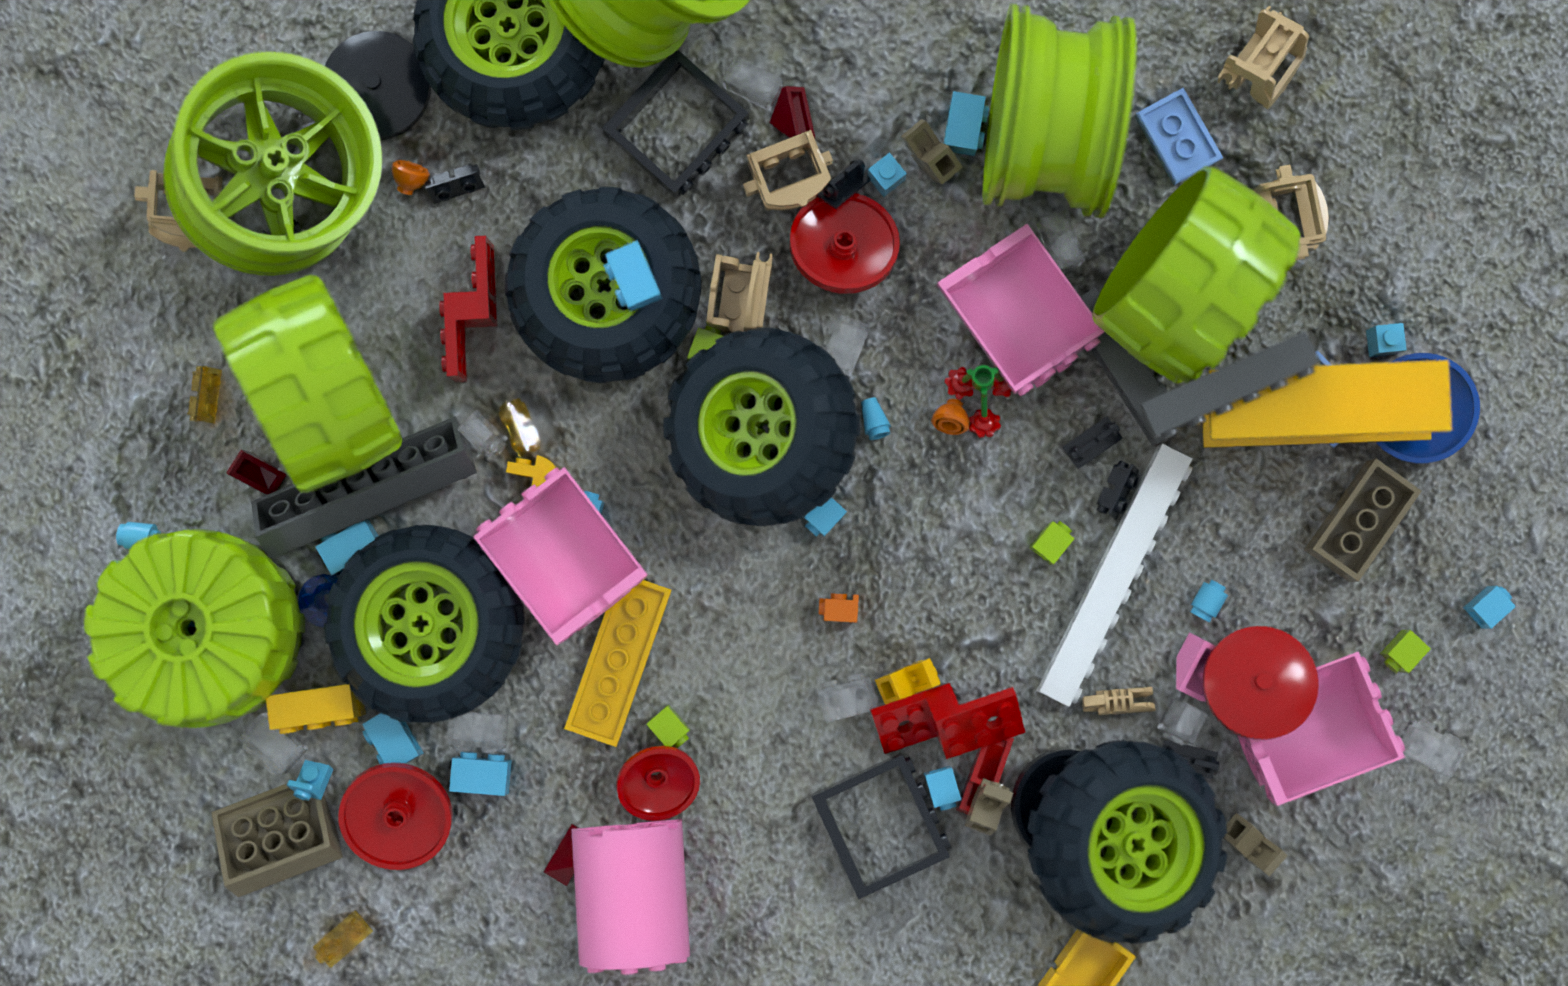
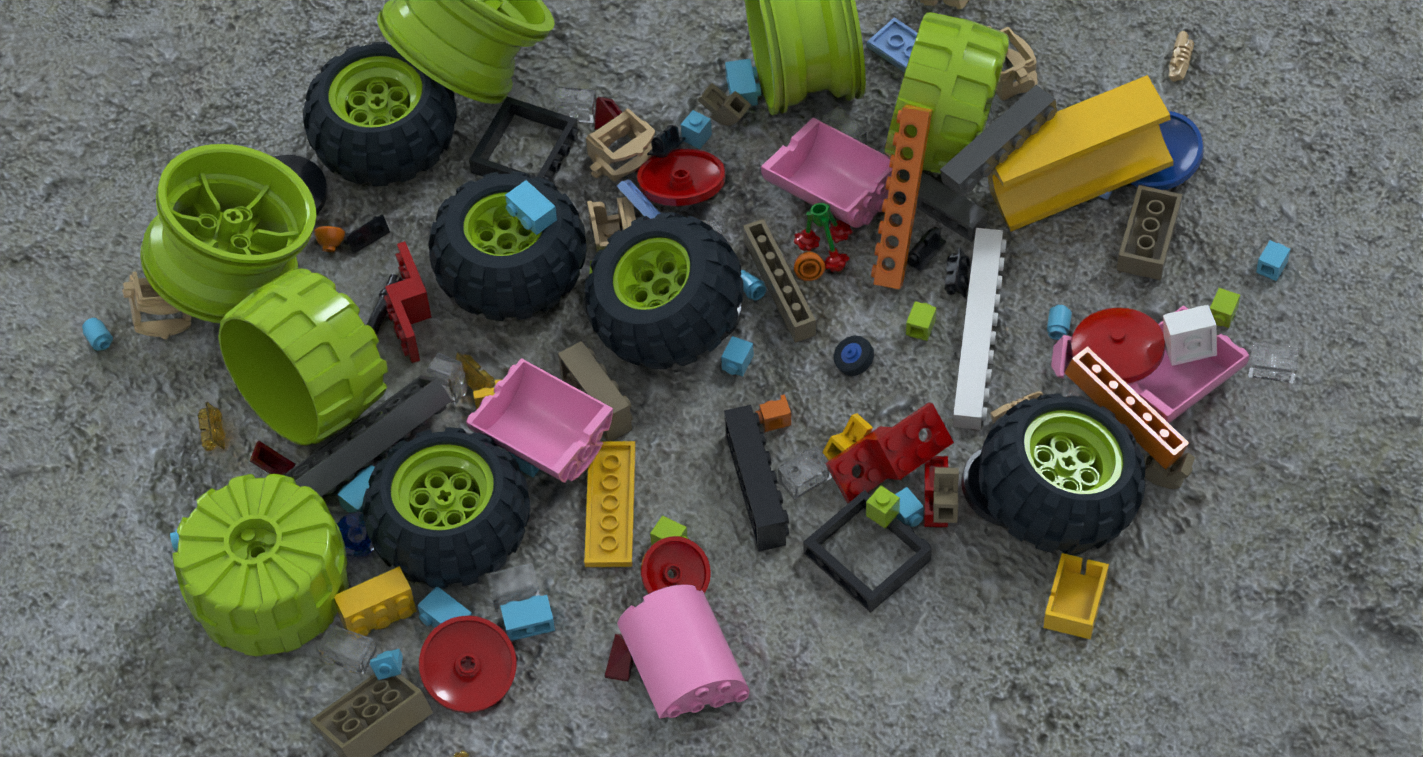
camera: 20 degrees left, 30 degrees down
(106, 218) = (97, 334): none -> medium azure brick
(451, 283) = (380, 309): none -> black pin
(645, 512) = (584, 373): none -> dark tan brick
(784, 280) = (638, 199): none -> light blue tile
(787, 694) = (756, 478): none -> black brick
(908, 431) = (779, 280): none -> dark tan brick
(913, 795) = (882, 506): none -> lime brick
(957, 563) = (853, 355): none -> black wheel
(1074, 417) = (921, 120): none -> orange brick
(1234, 780) = (1112, 392): none -> orange brick
(1348, 716) = (1190, 335): none -> white container
(1503, 275) = (1180, 57): none -> tan hinge

